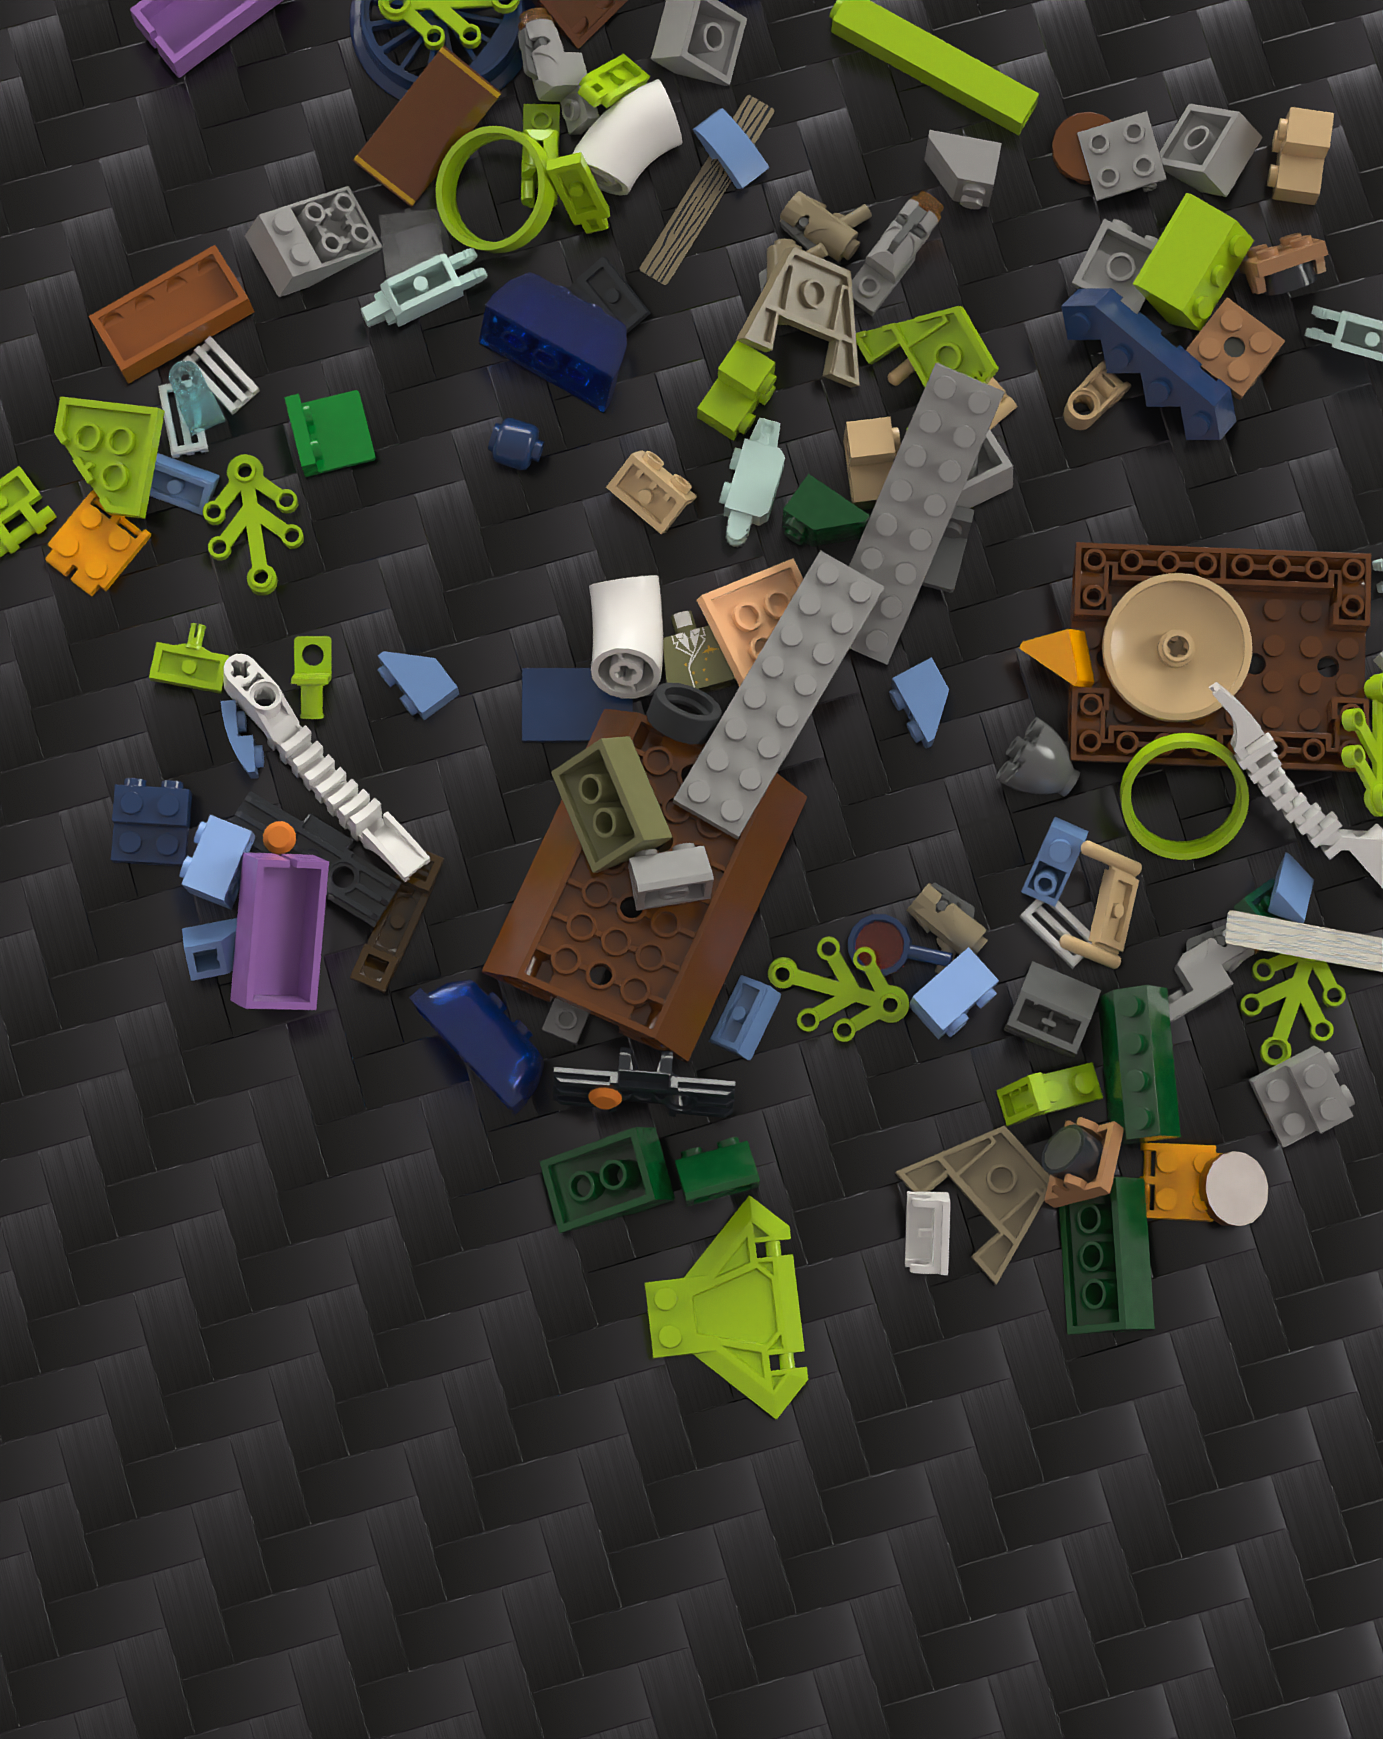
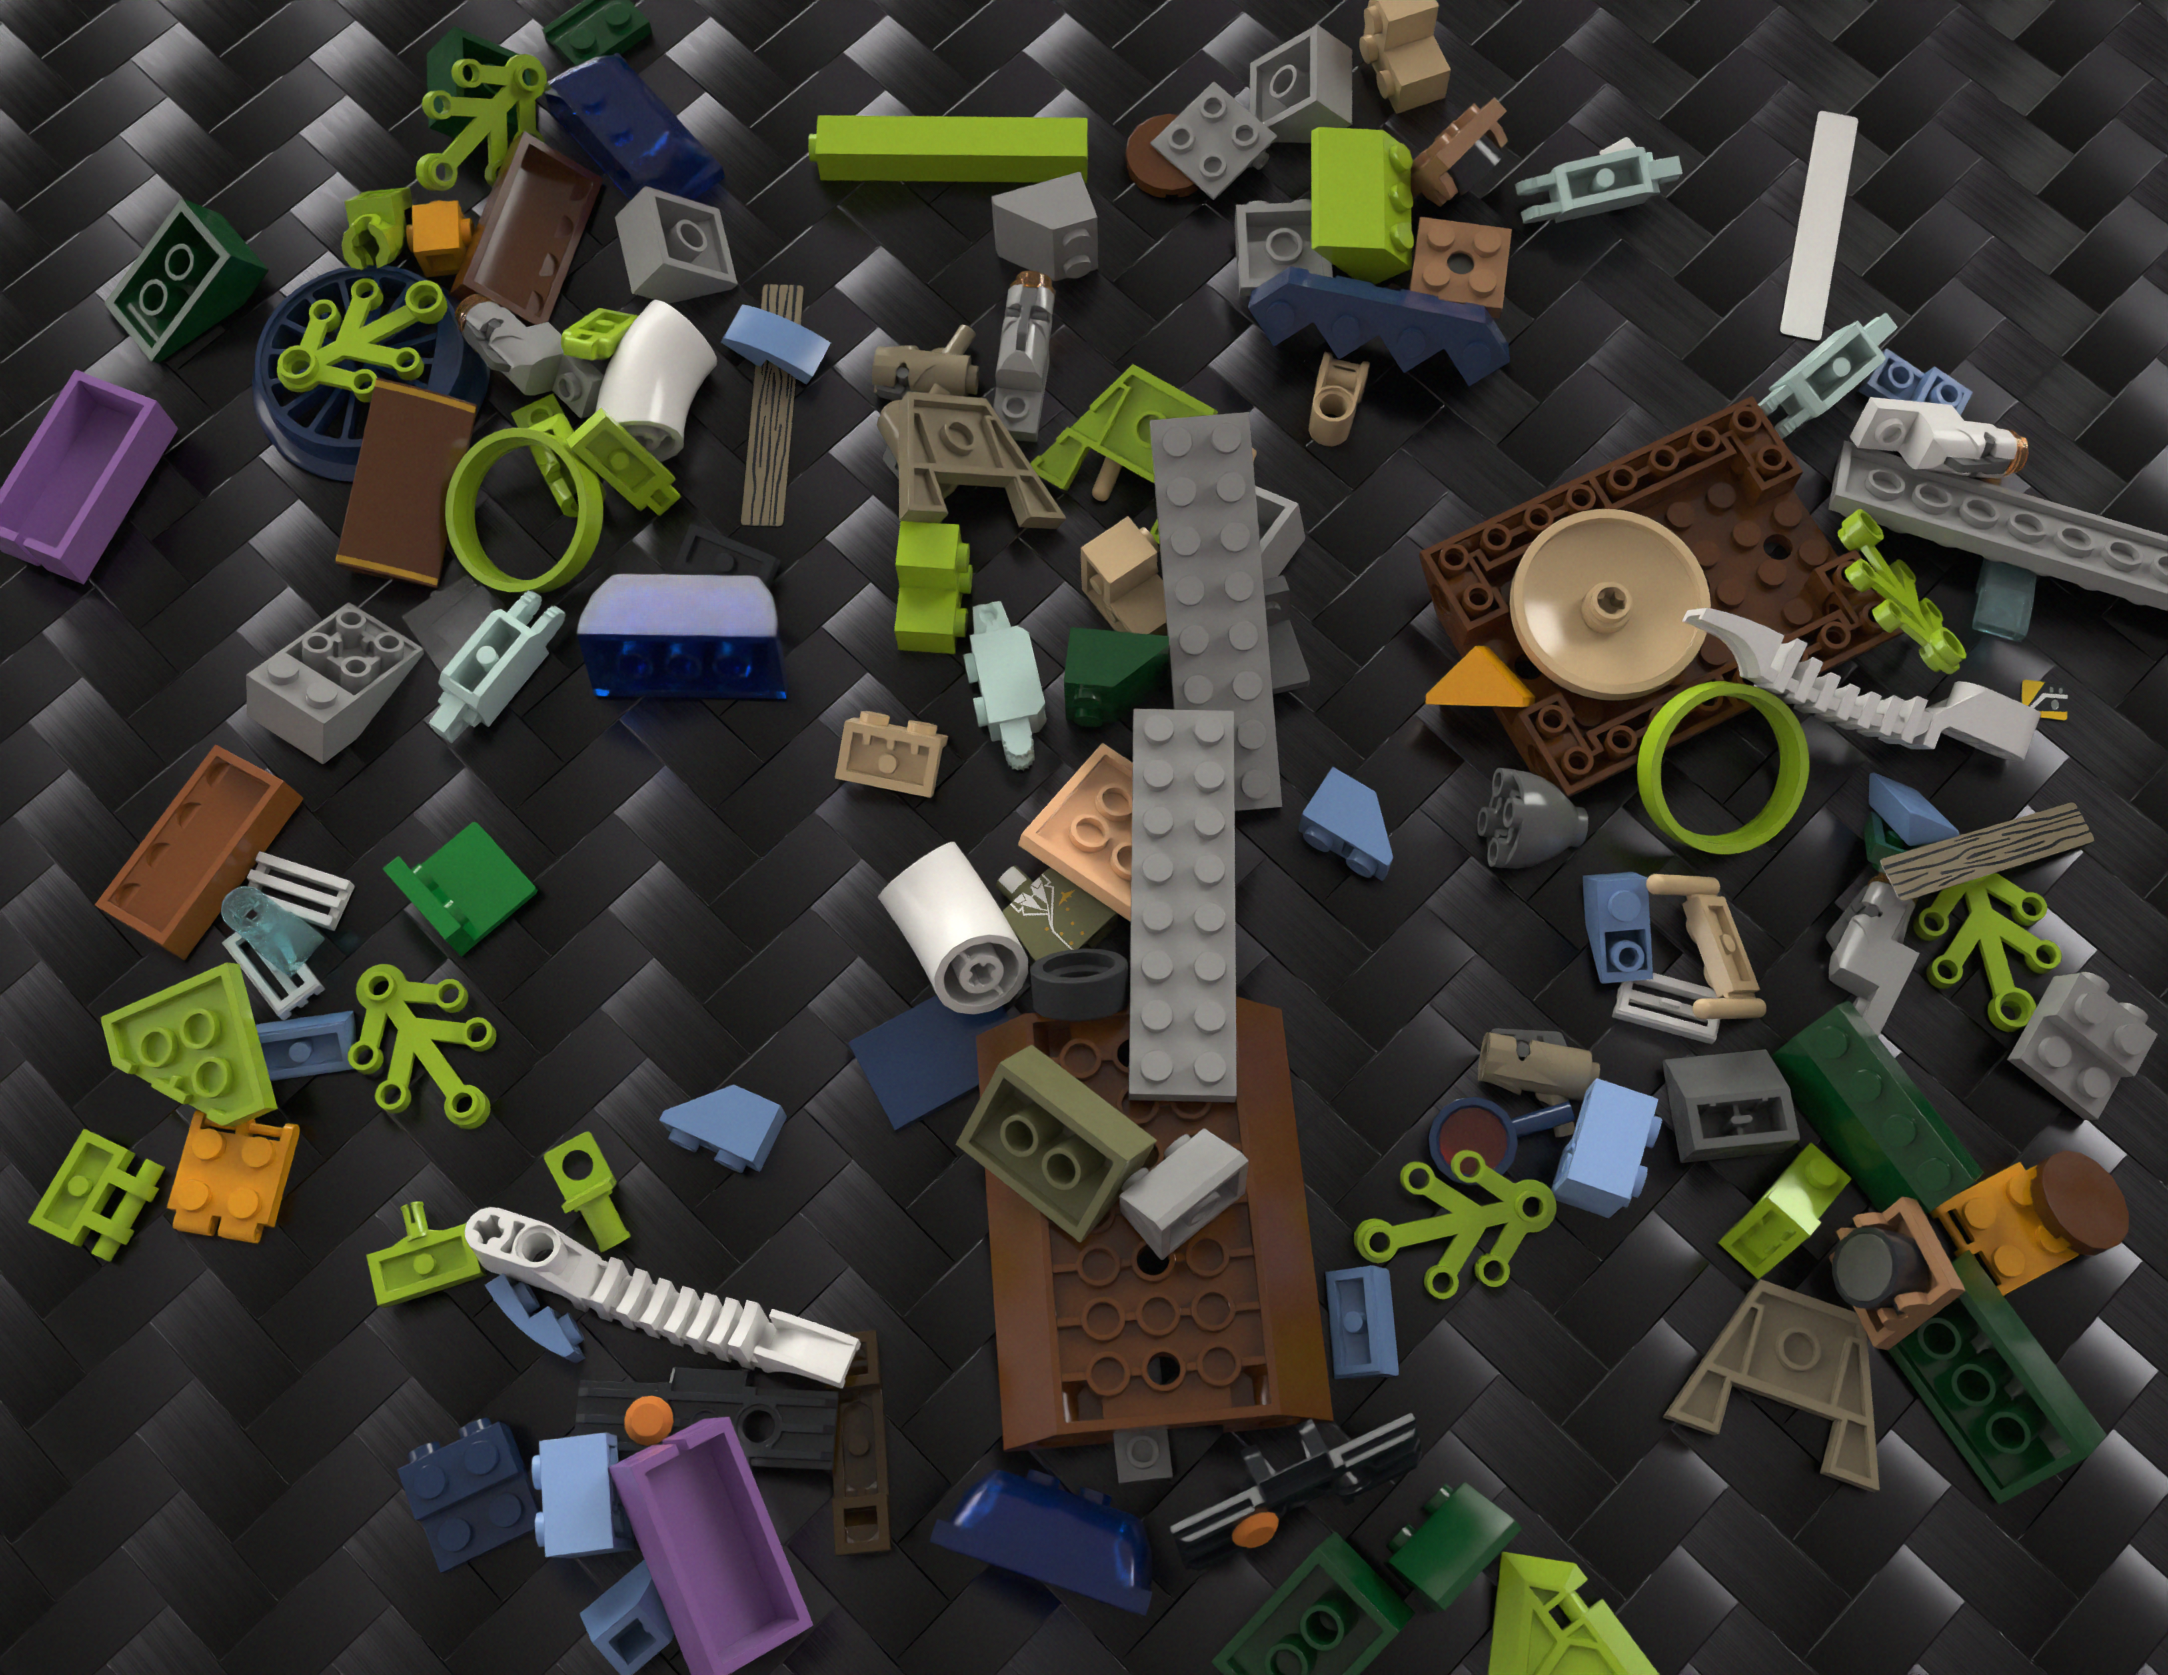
camera: 25 degrees left, 10 degrees down
(515, 444) = (699, 783): dark blue head -> none
(927, 1232) = (1757, 1471): white hinge -> none

